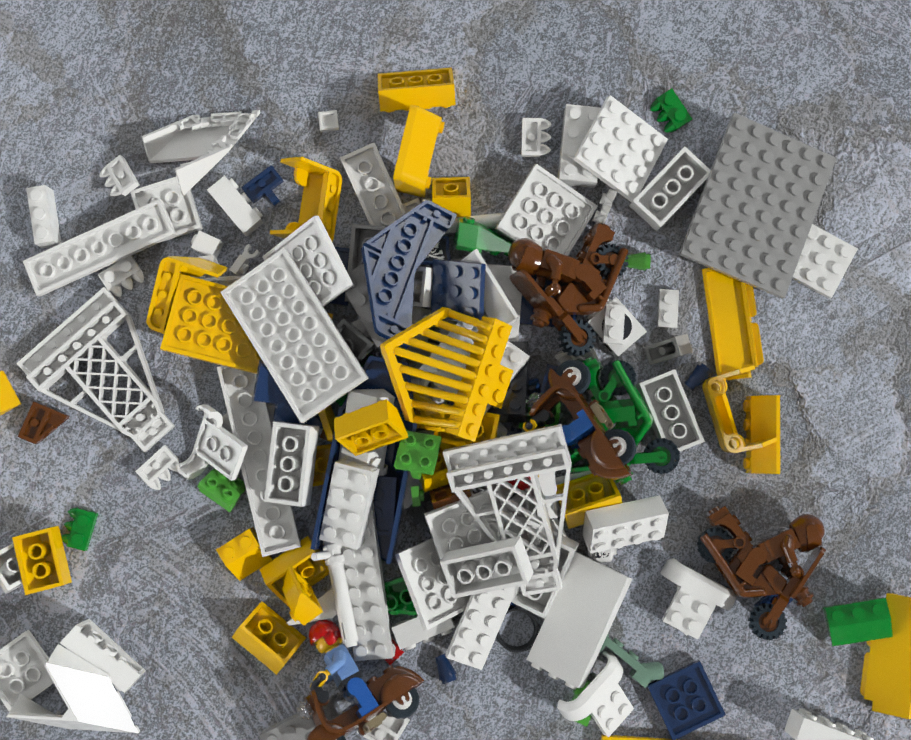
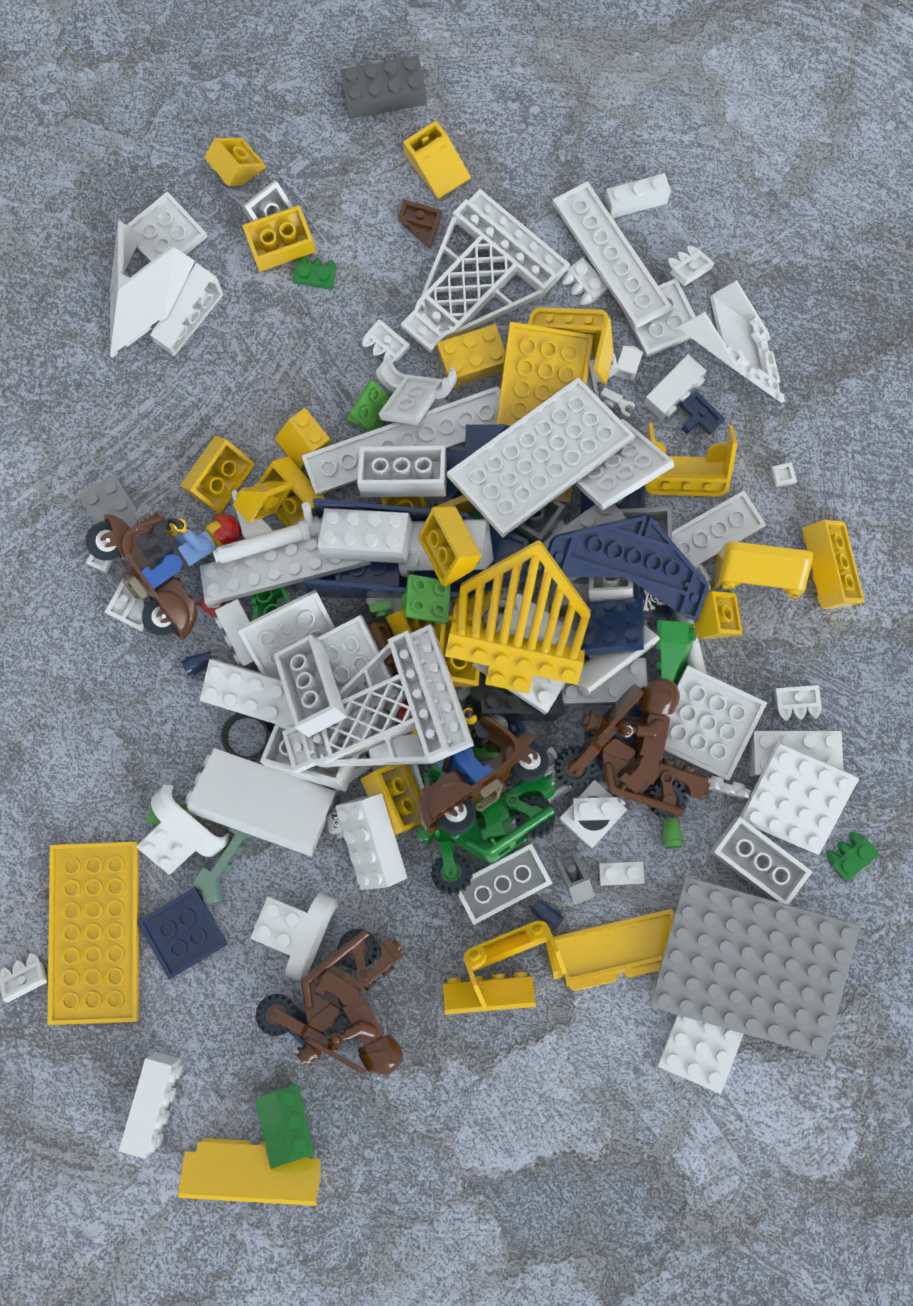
camera: 90 degrees right, 5 degrees down
(182, 387) = (473, 355): none -> yellow brick

